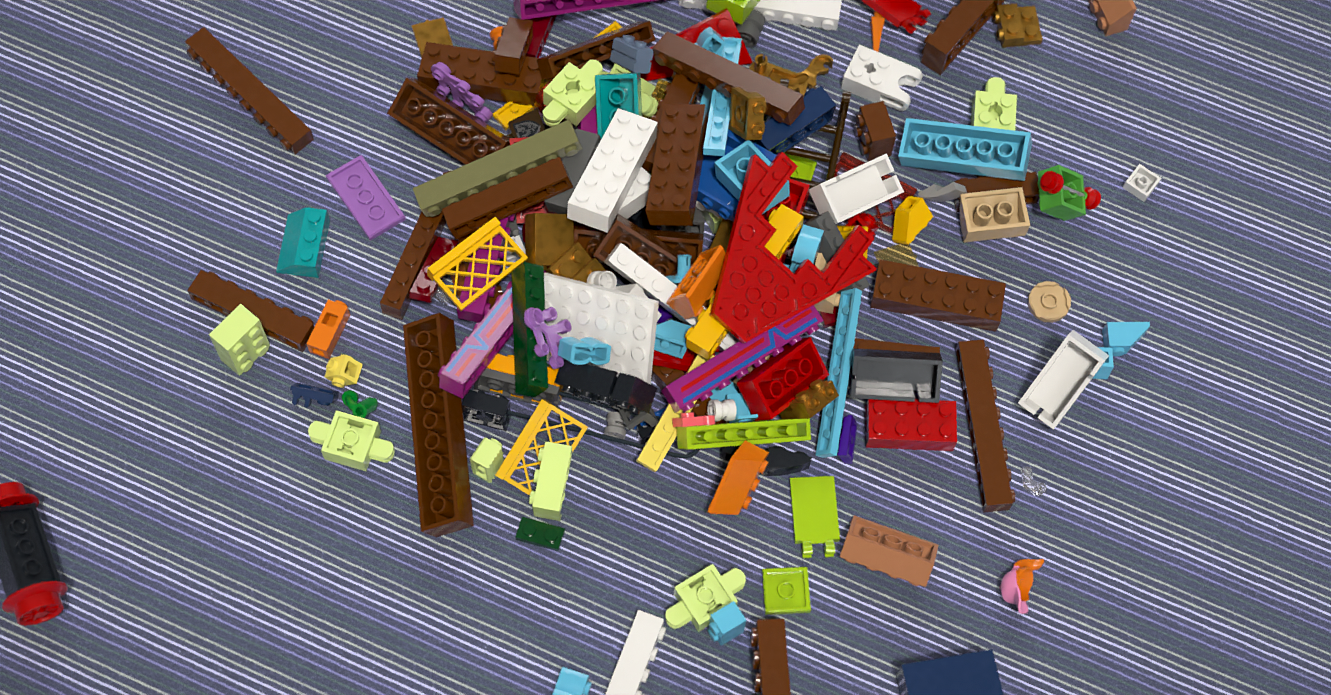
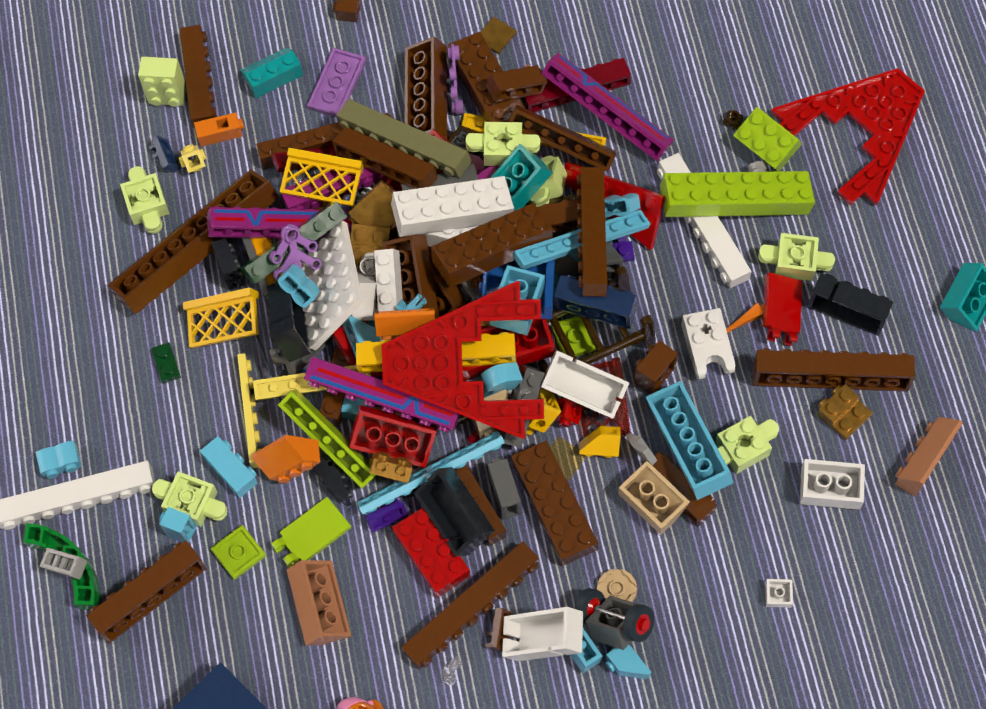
camera: 60 degrees right, 0 degrees up
(362, 408) = (175, 189): green plant -> none
(487, 459) = (190, 287): yellowish green brick -> none
(551, 480) = (200, 338): yellowish green wedge -> none
(631, 54) = (571, 161): sand blue brick -> none
(643, 485) = (248, 402): none -> light yellow plate
(688, 419) = (304, 391): coral plate -> none
(696, 543) = (229, 466): none -> medium azure brick
(722, 410) = (332, 409): white wheel -> none
(743, 411) = (346, 423): medium azure bracket -> none
(747, 114) = (563, 260): pearl gold plate -> none
(751, 28) = (673, 226): dark grey wheel -> none
(797, 81) = (651, 282): pearl gold animal -> none
(897, 322) = (504, 488): none -> dark grey brick
(1017, 411) = (497, 633): none -> reddish brown plate
(1064, 193) = (712, 537): bright green brick -> none
(1078, 76) = (832, 484): none -> white brick
(1088, 313) = (614, 619): none -> brick

